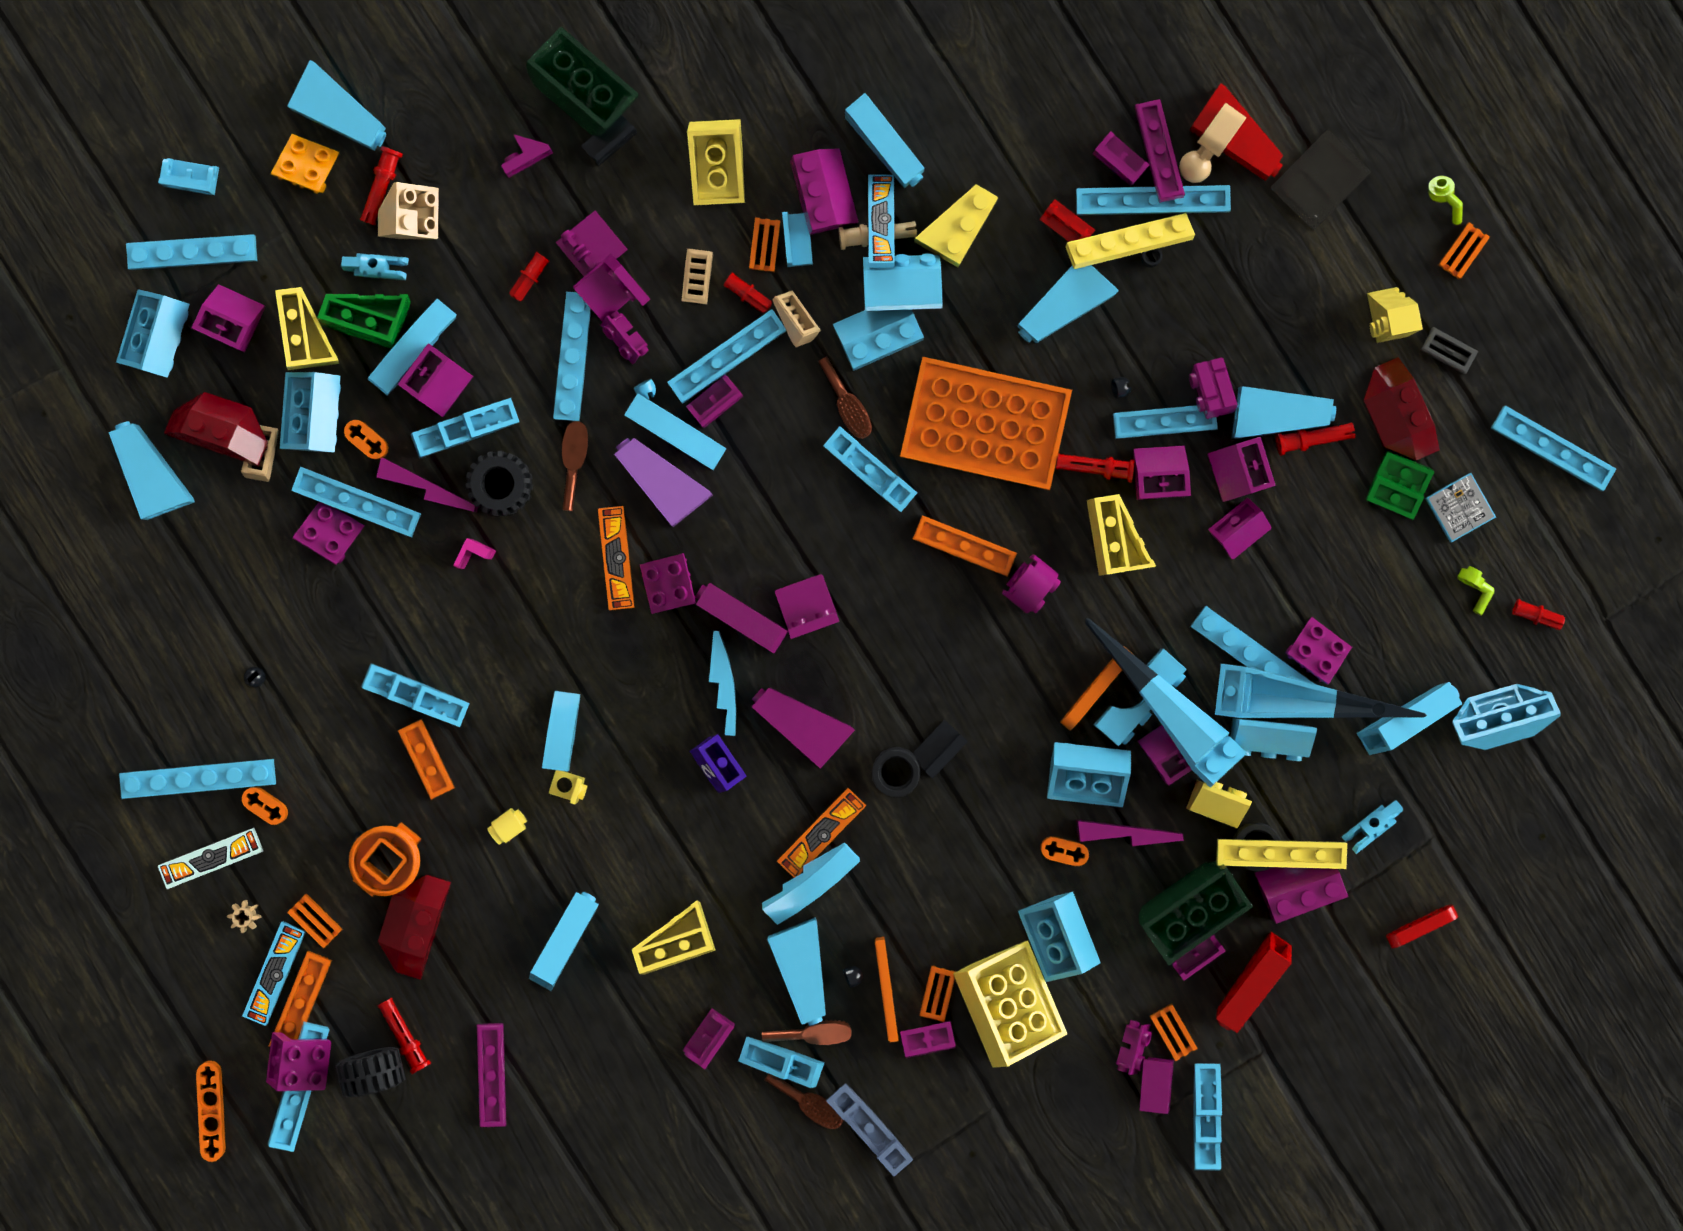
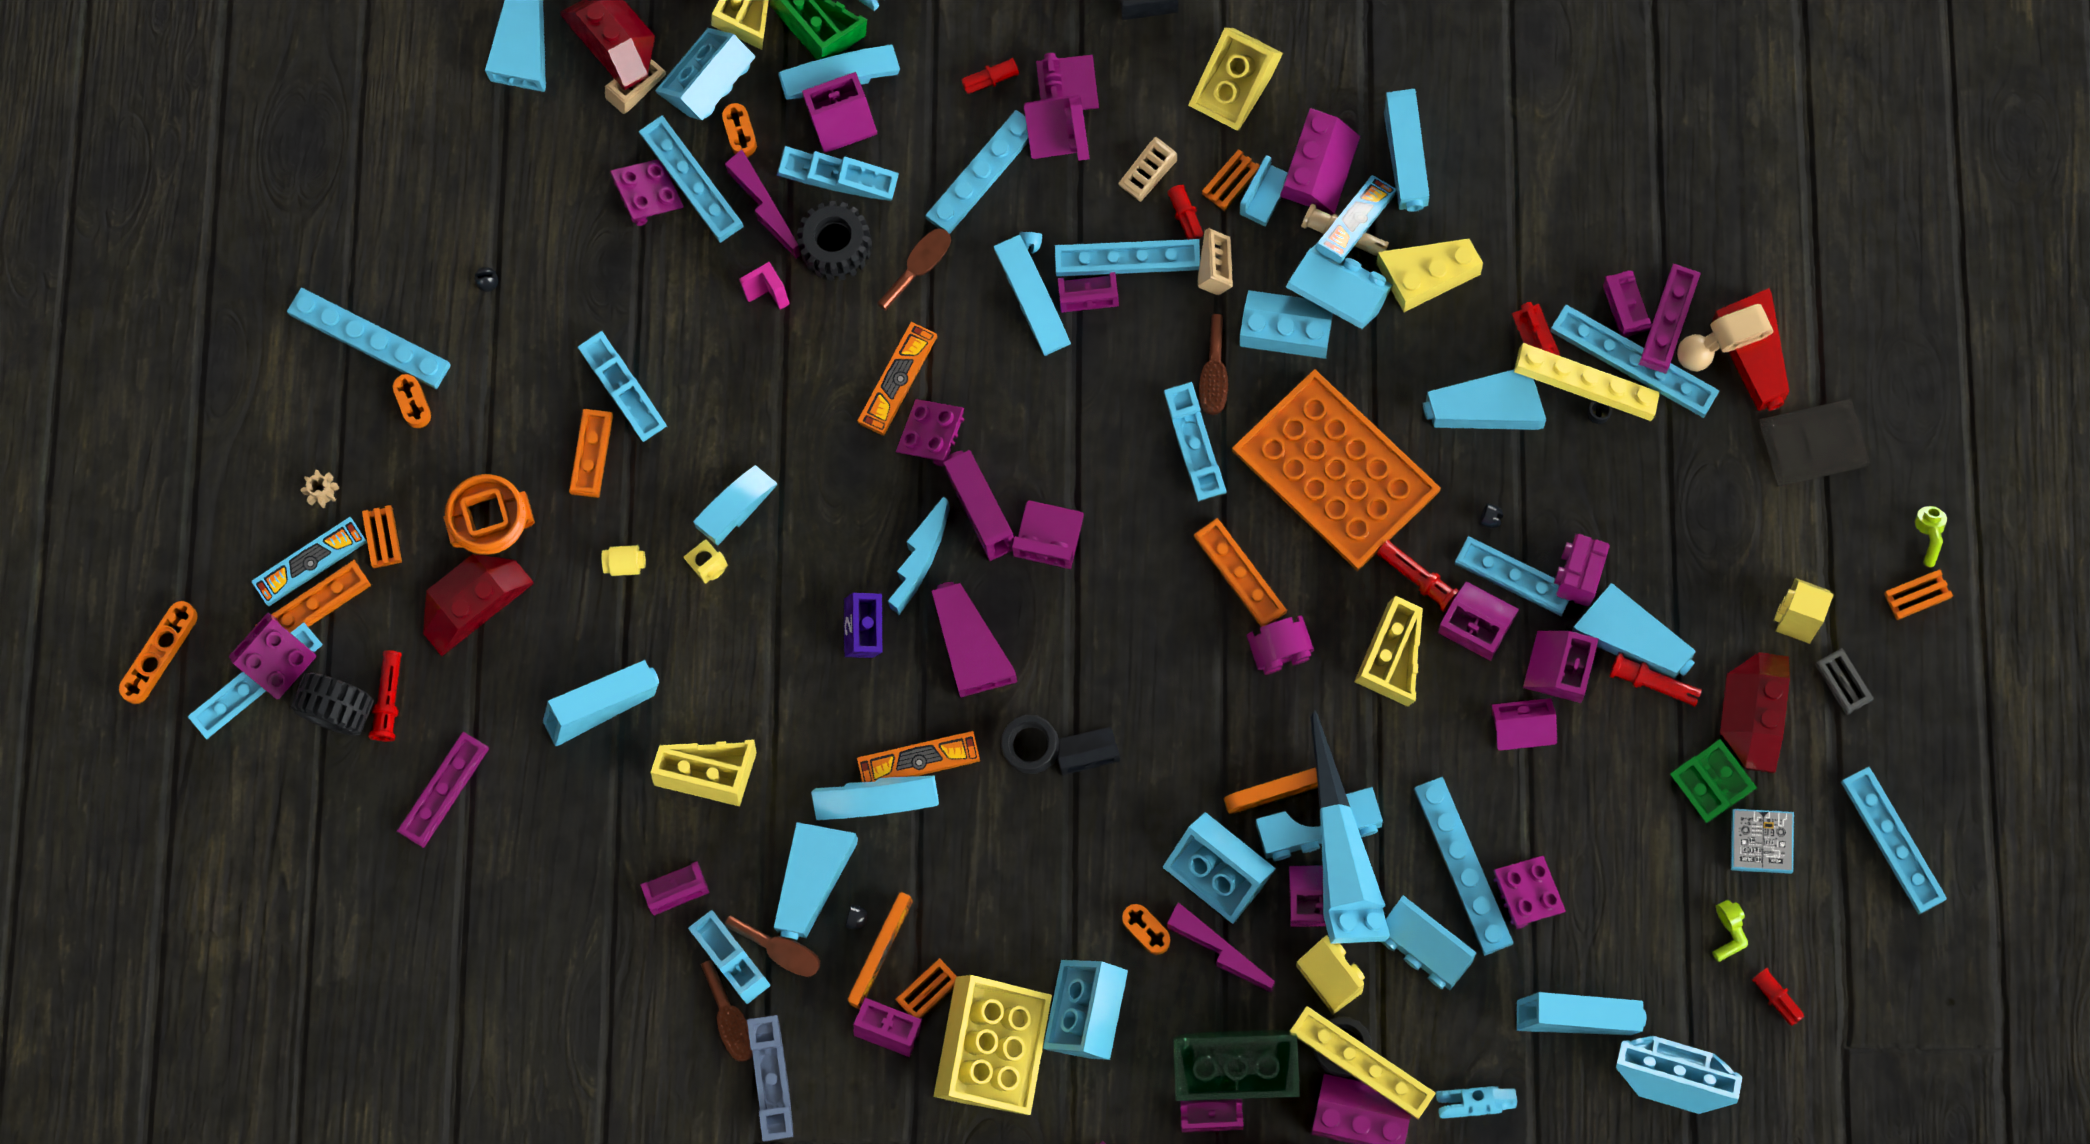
camera: 45 degrees right, 15 degrees down
(210, 858) = (327, 418): tile -> none
(616, 329) = (1041, 194): magenta hinge -> none
(665, 485) = (989, 336): medium lavender slope -> none
(1262, 694) = (1458, 906): medium azure plate -> none

